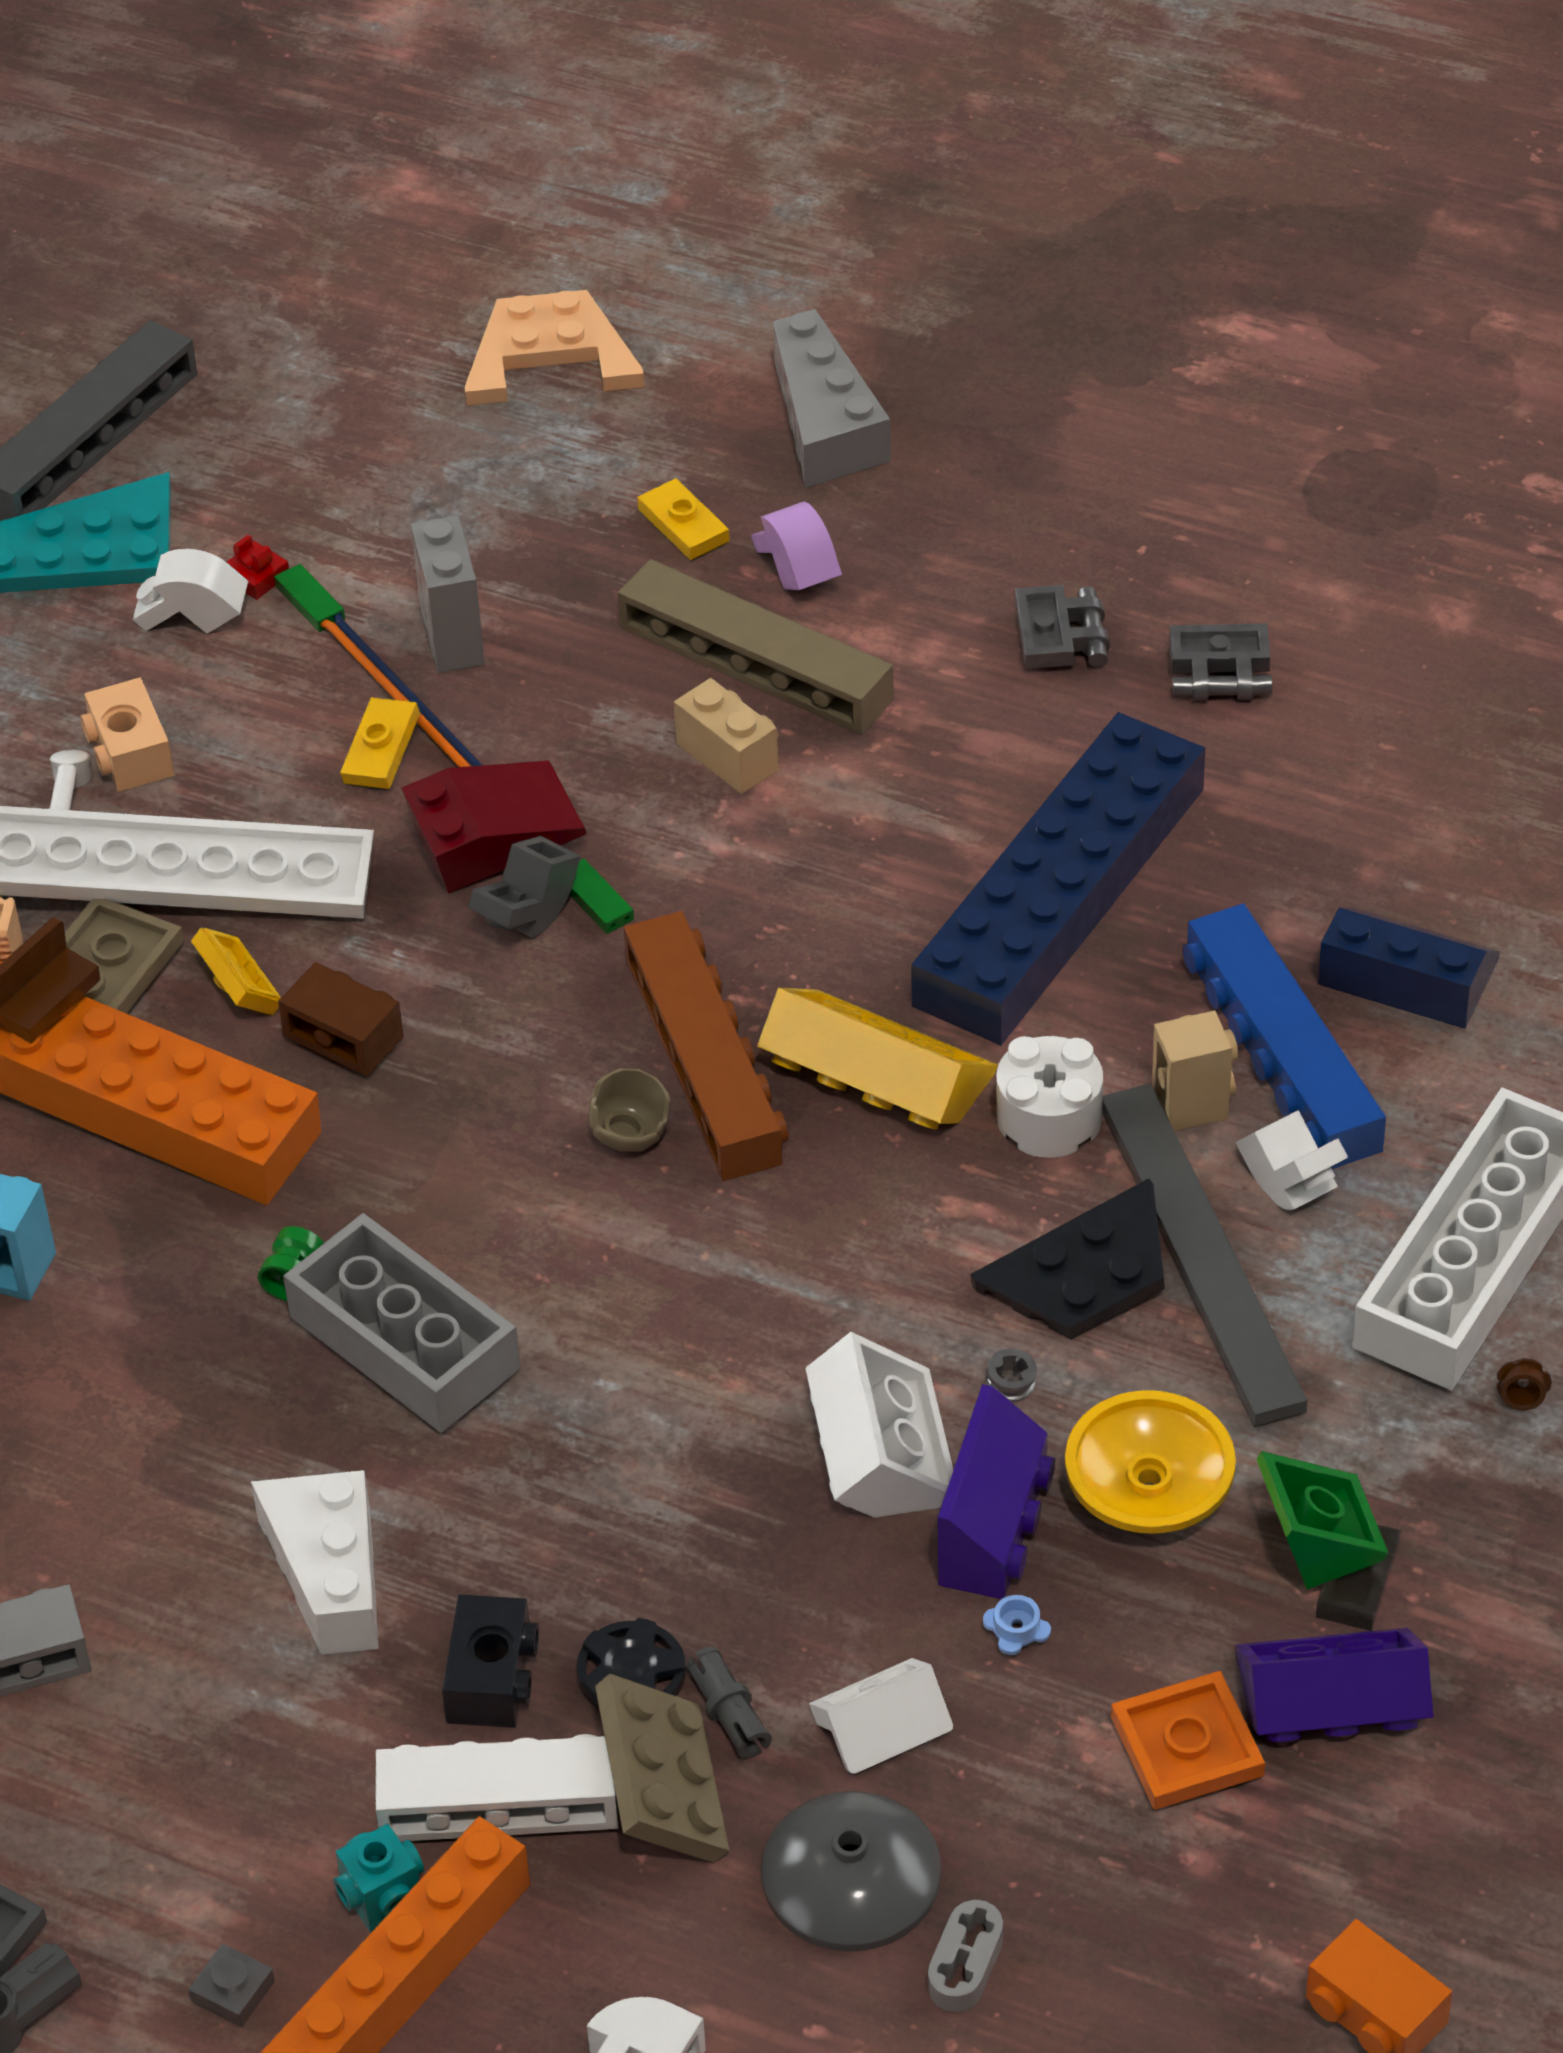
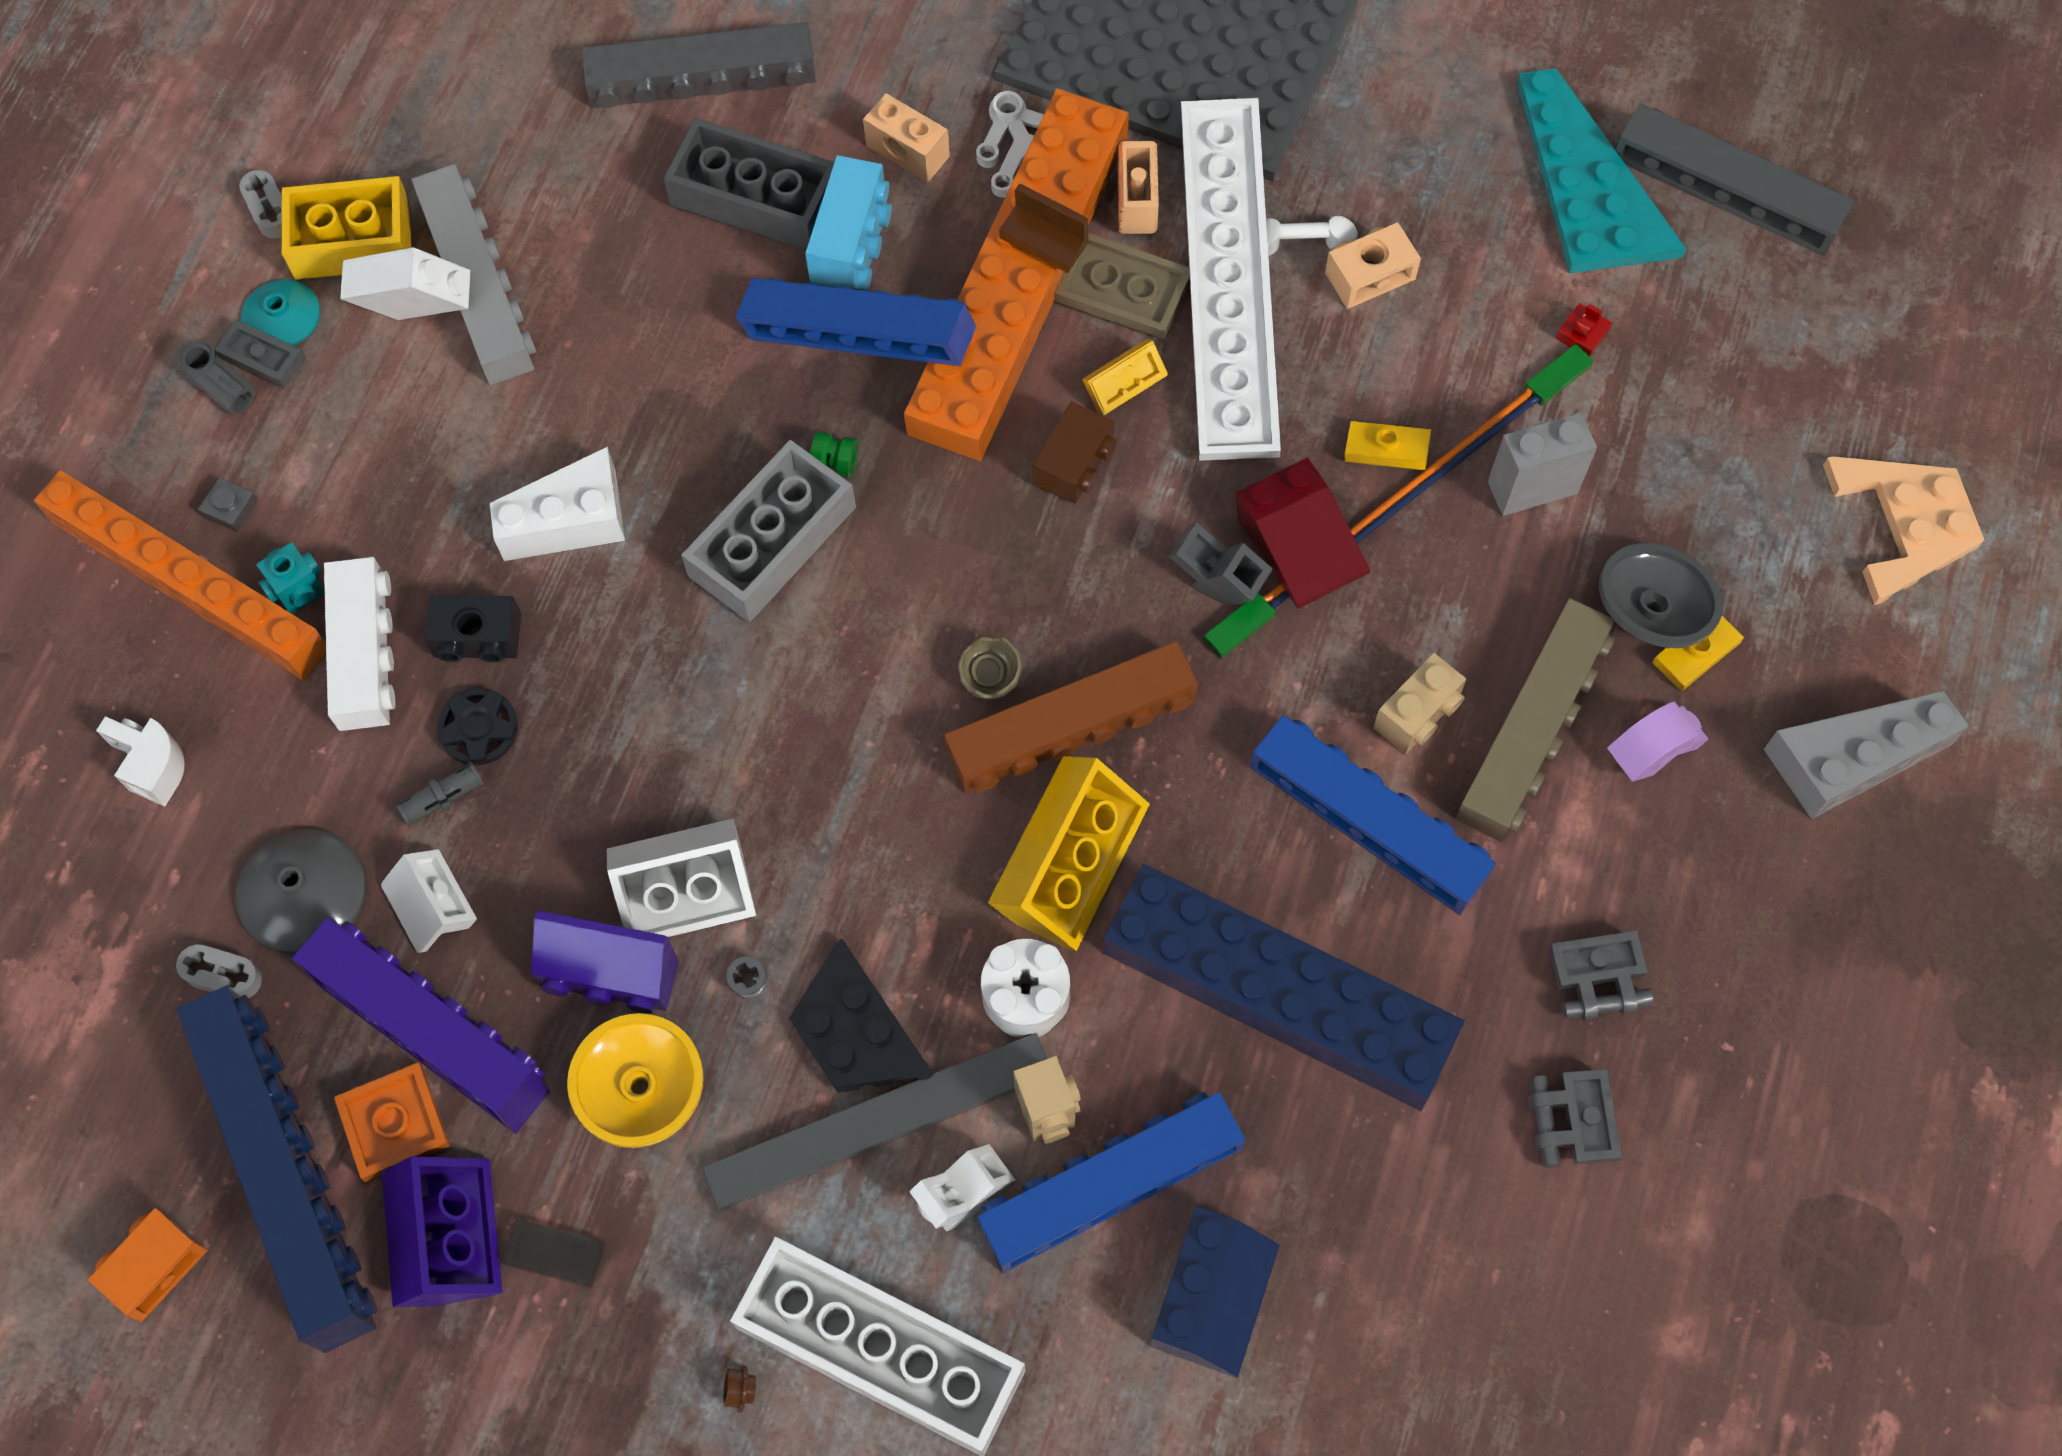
camera: 85 degrees right, 20 degrees up
(113, 1208) = (857, 321): none -> blue brick
(195, 585) = (1535, 283): white brick -> none
(624, 524) = (1660, 595): none -> dark grey dish
(661, 1768) = (364, 747): dark tan plate -> none
(854, 790) = (1372, 814): none -> blue brick
(1021, 1611) = (503, 981): light blue plate -> none
(1063, 1683) = (423, 1022): none -> dark purple brick
(1252, 1838) = (277, 1170): none -> dark blue brick
(1322, 1518) = (582, 1214): green slope -> none

